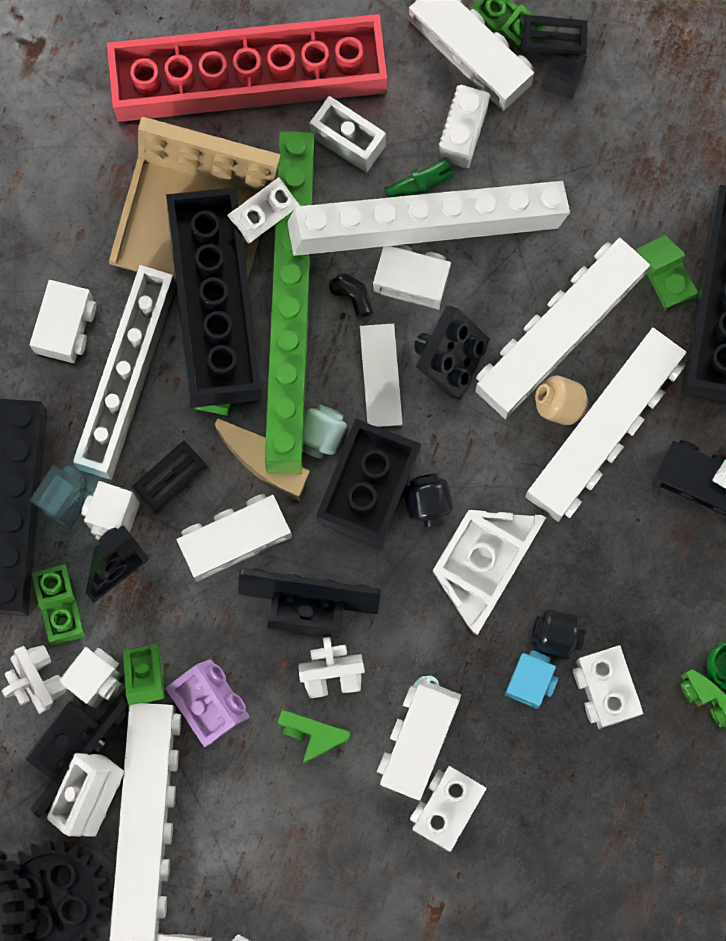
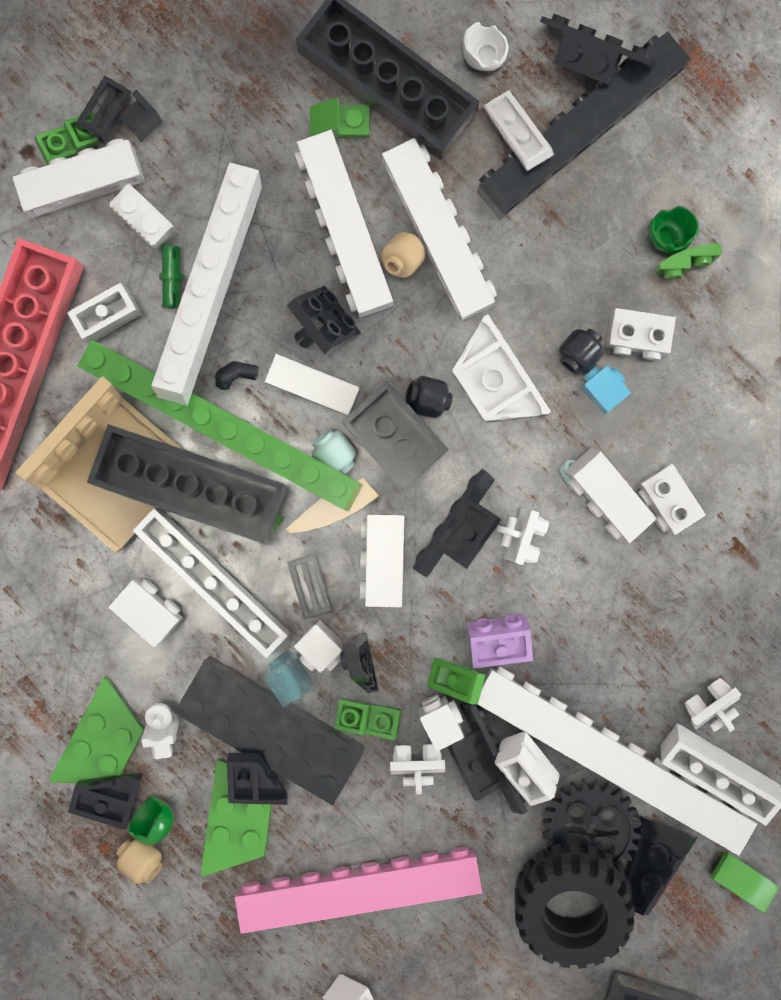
camera: 65 degrees left, 10 degrees up
(263, 210) = (138, 411): white hips -> none
(323, 736) = (569, 567): bright green slope -> none
(412, 276) = (245, 320): white brick -> none

